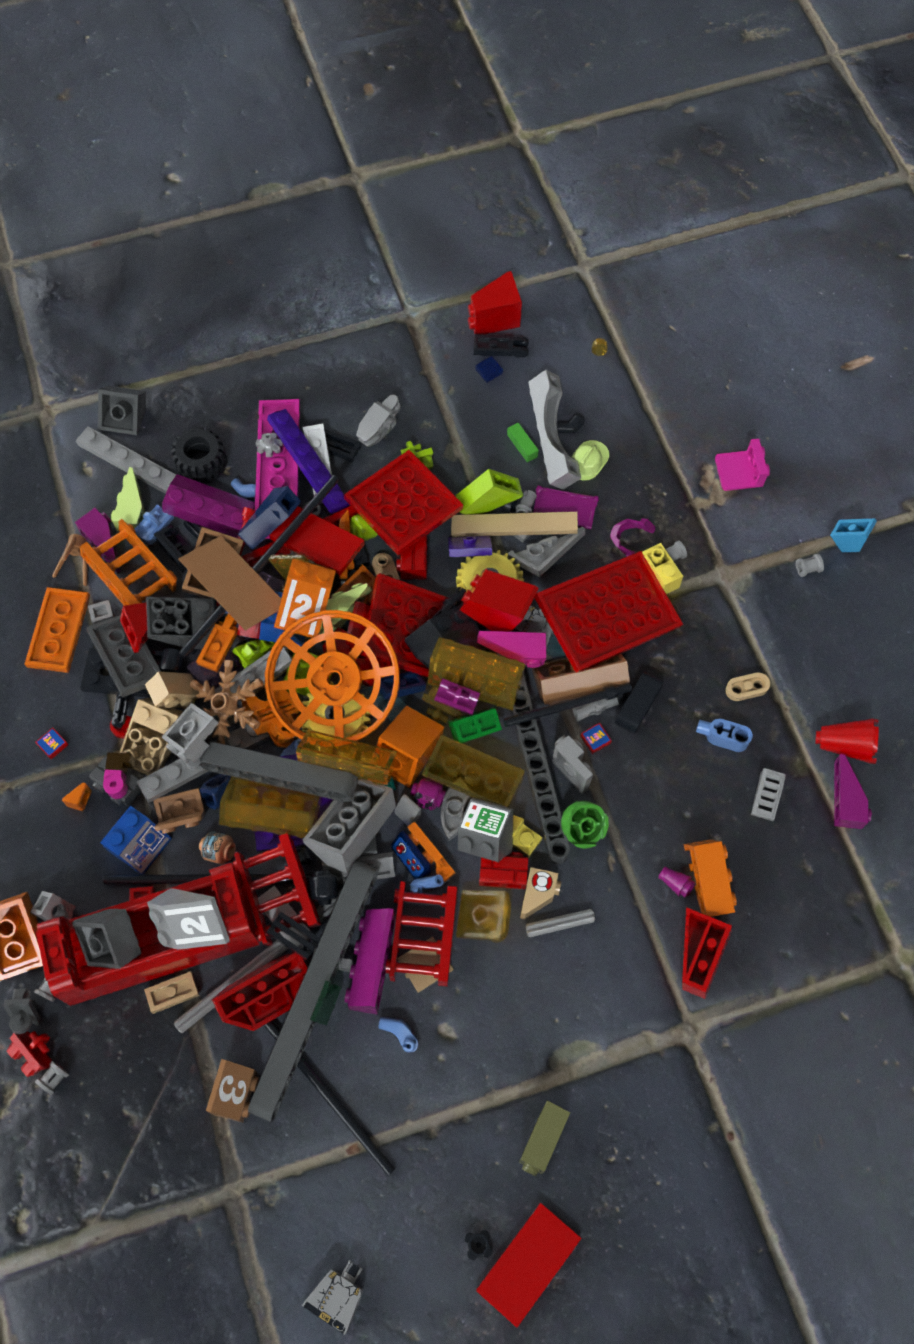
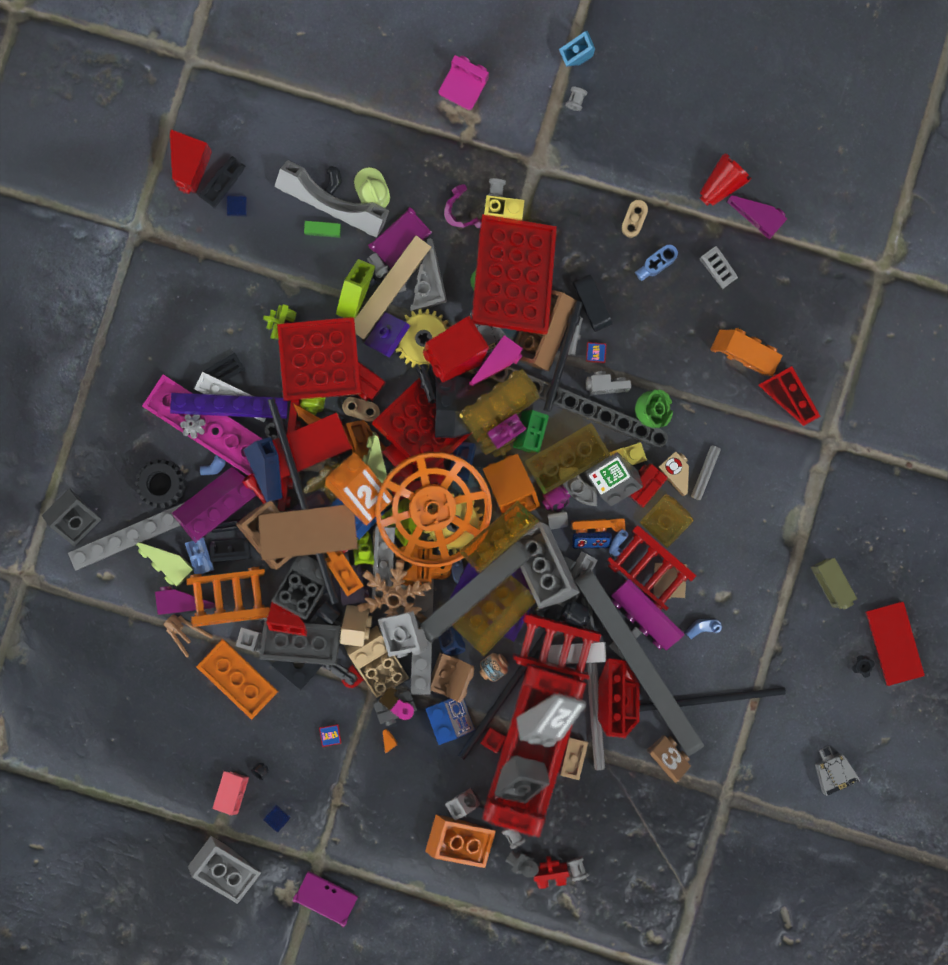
camera: 55 degrees left, 20 degrees up
(276, 923) = (582, 662): black tile -> none
(325, 1003) = (652, 659): clear green piece -> none
(378, 421) = (227, 326): light grey hinge -> none
(599, 347) = (279, 105): clear yellow hinge -> none
(677, 881) = (734, 375): magenta cone -> none

